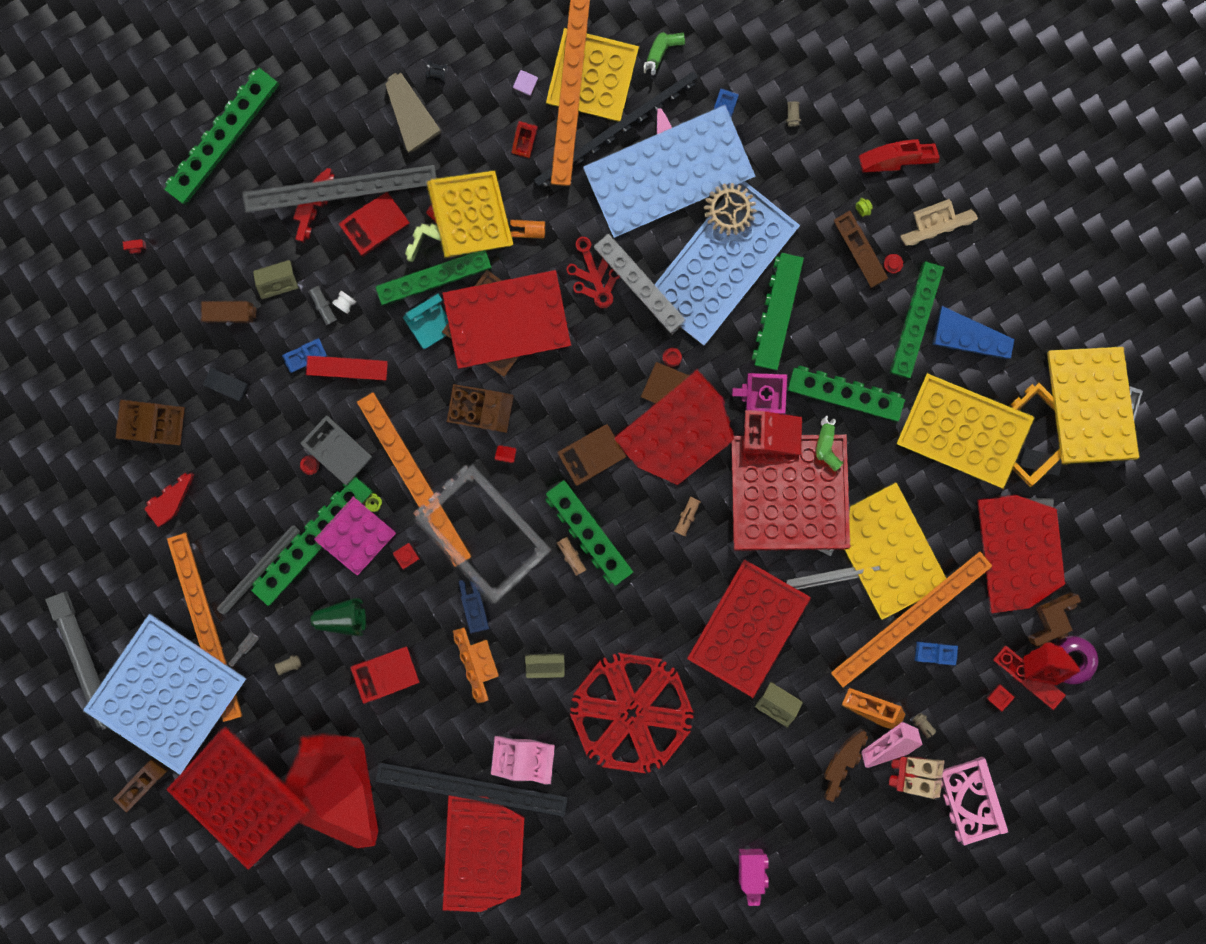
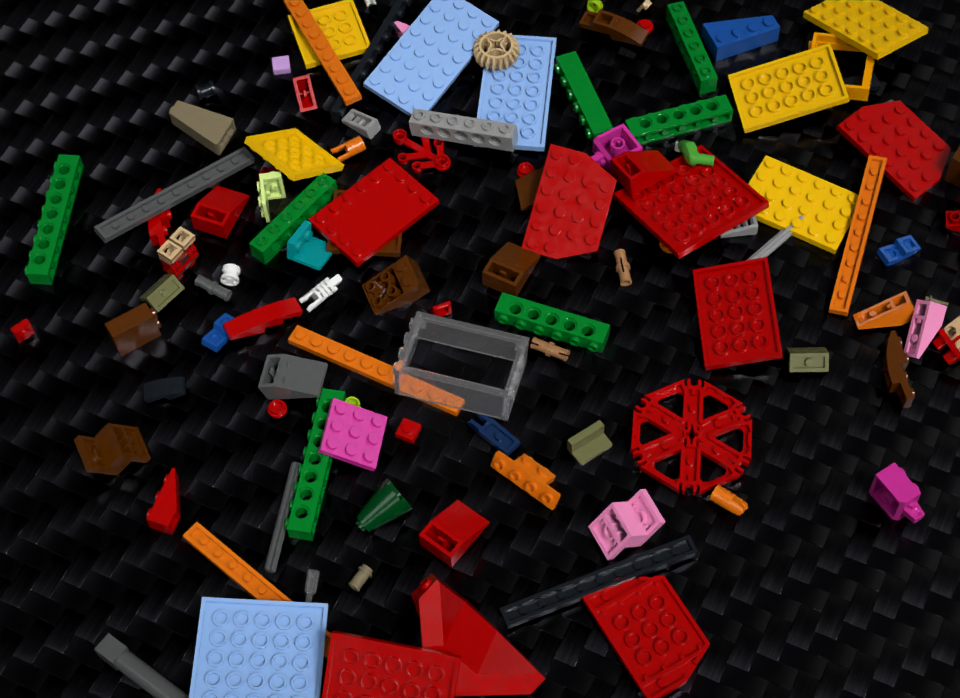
camera: 30 degrees left, 30 degrees down
(306, 261) = (180, 253): none -> hips
(413, 371) = (321, 291): none -> white hinge
(562, 218) = (367, 126): none -> light grey slope
(620, 788) = (728, 500): none -> orange hinge

